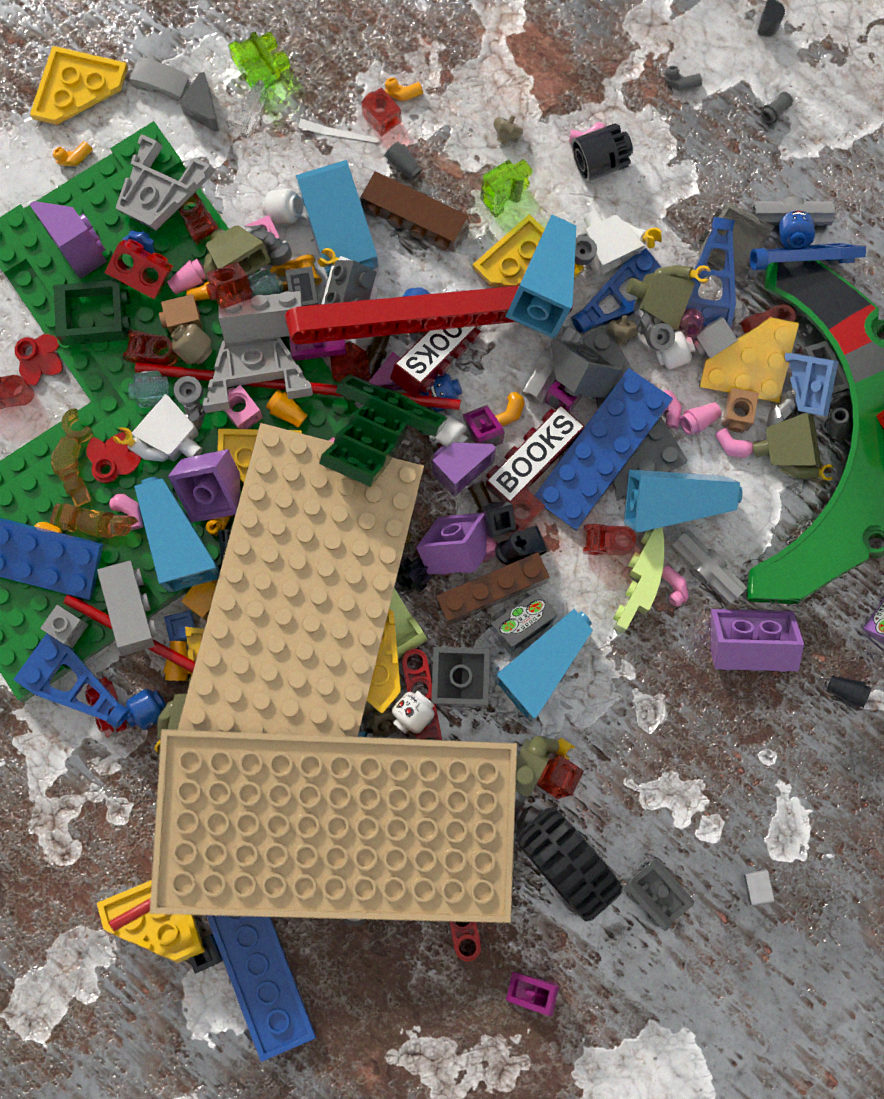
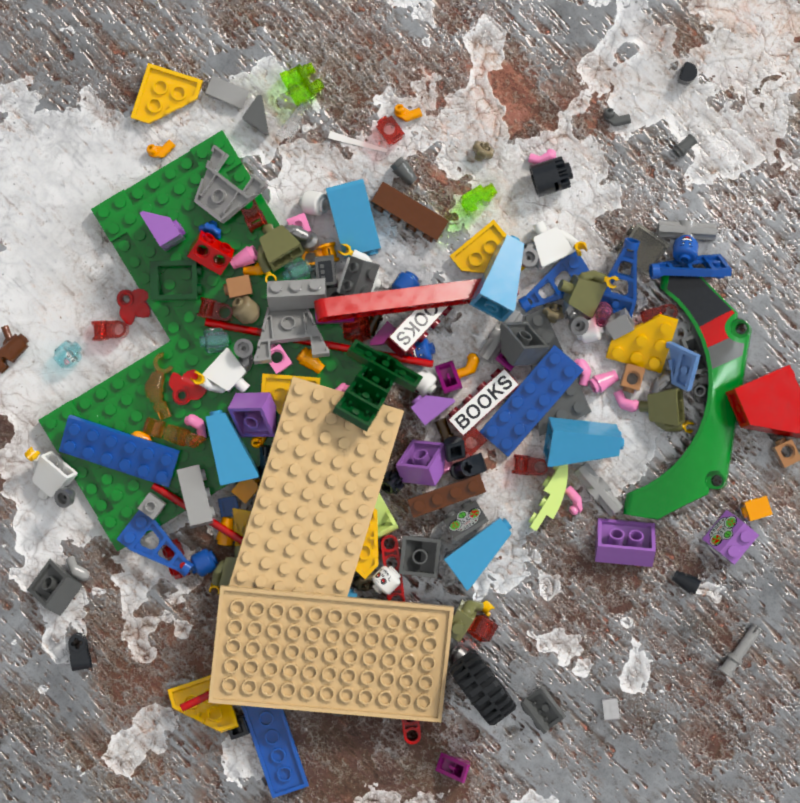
camera: 10 degrees right, 10 degrees up
(228, 285) = (275, 274): clear red brick -> none

